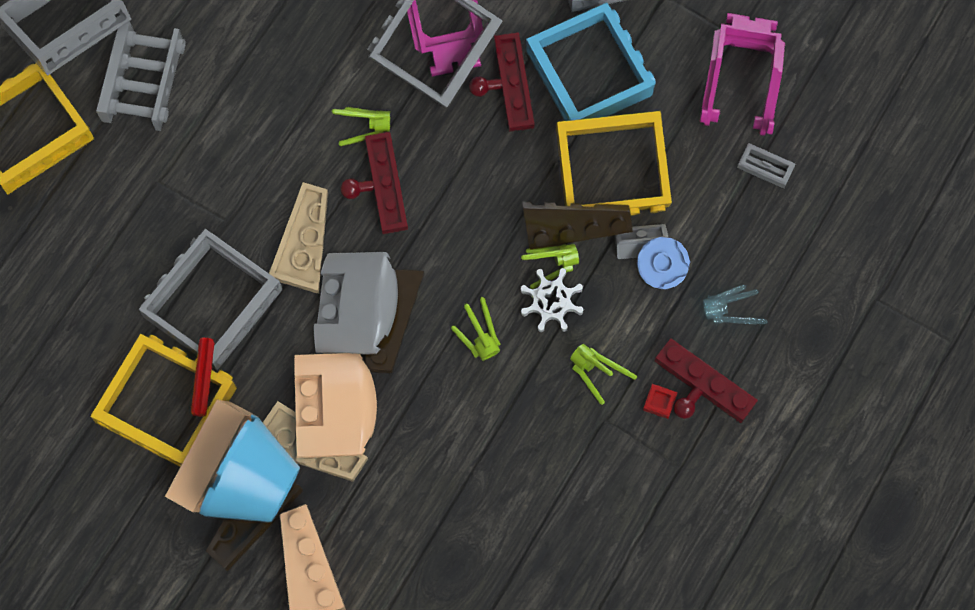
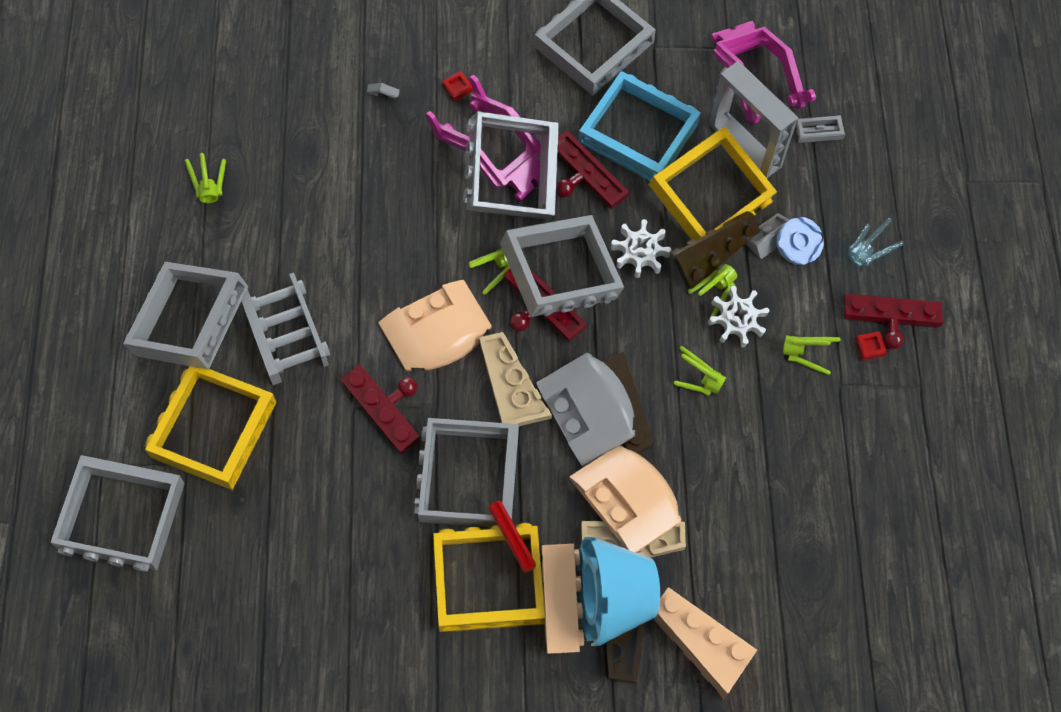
camera: 35 degrees left, 5 degrees down
(178, 195) = (382, 408): none -> dark red plate
(275, 151) = (436, 328): none -> light nougat slope
(431, 122) = (557, 231): none -> light grey window
(498, 188) = (642, 248): none -> white gear
(688, 119) = (766, 105): none -> light grey window

